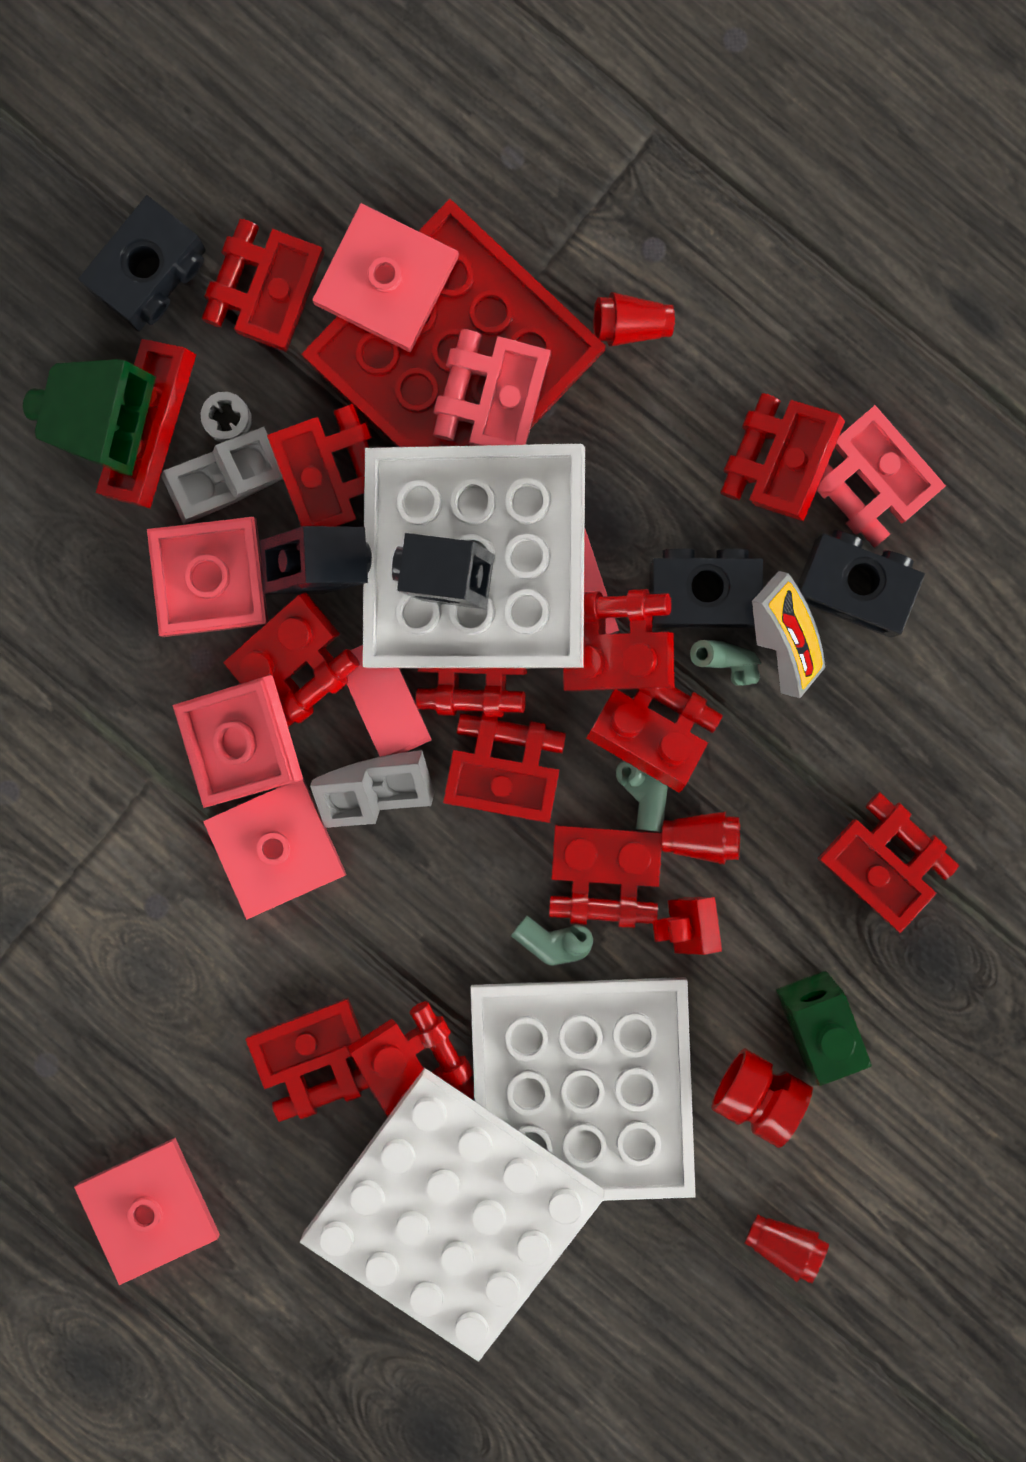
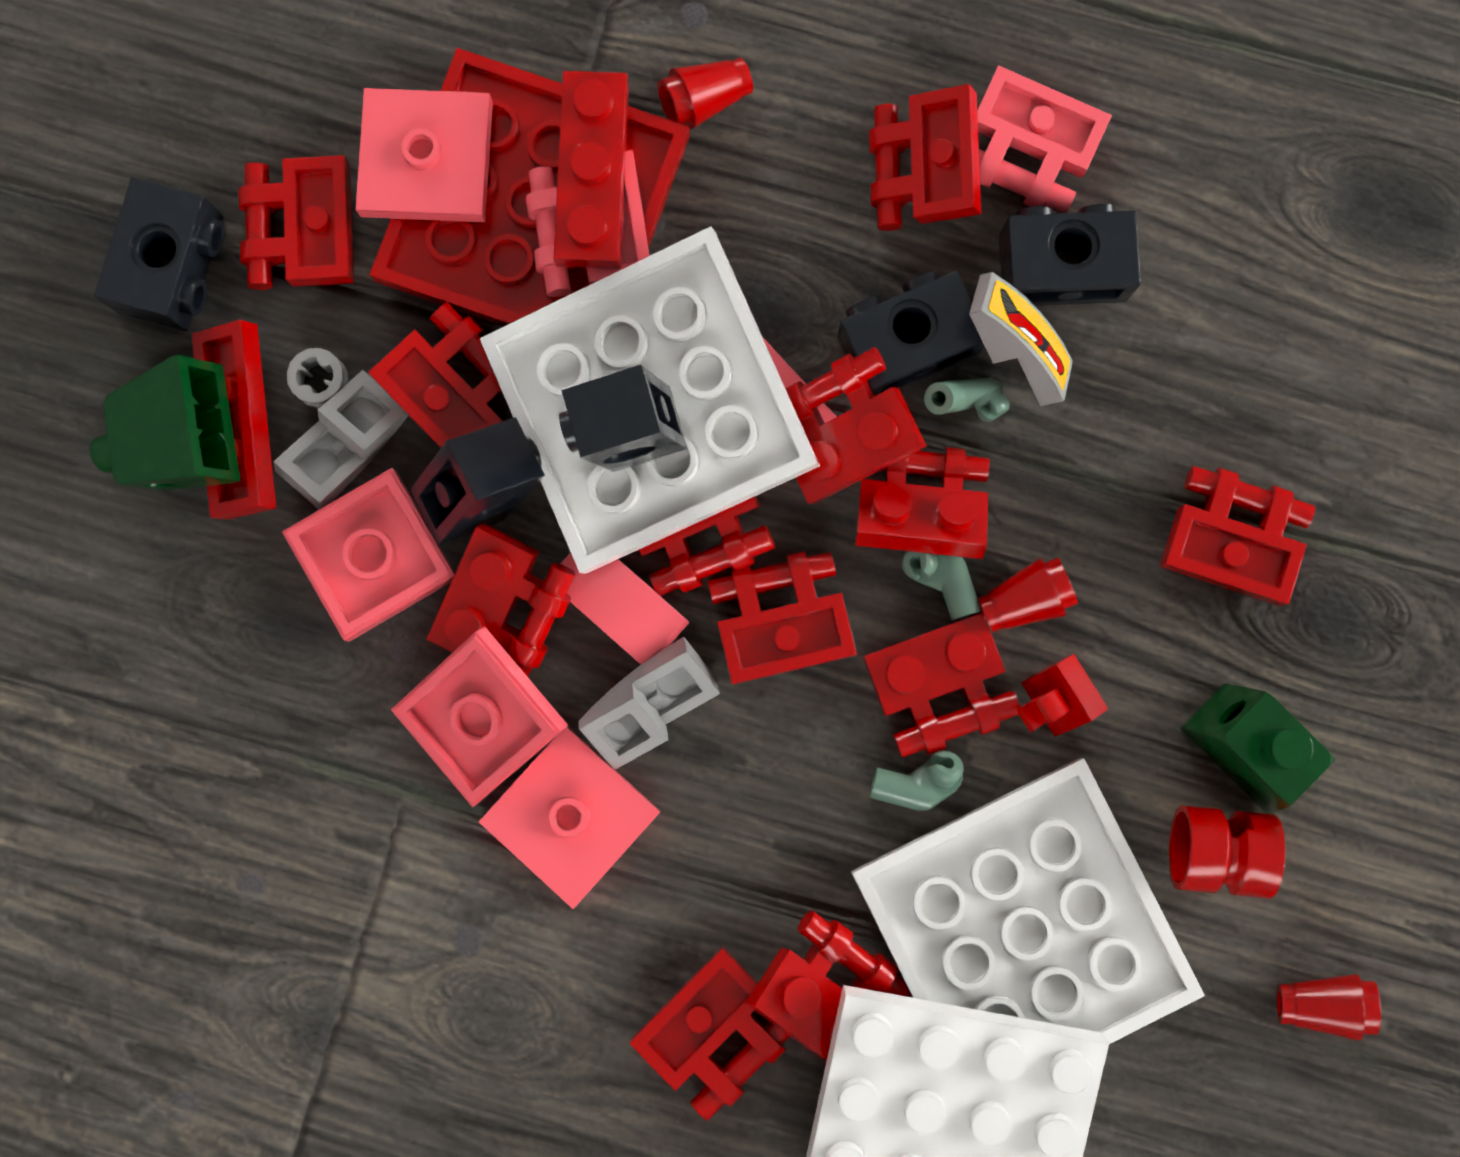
camera: 25 degrees left, 5 degrees down
(510, 353) = (591, 169): none -> red plate

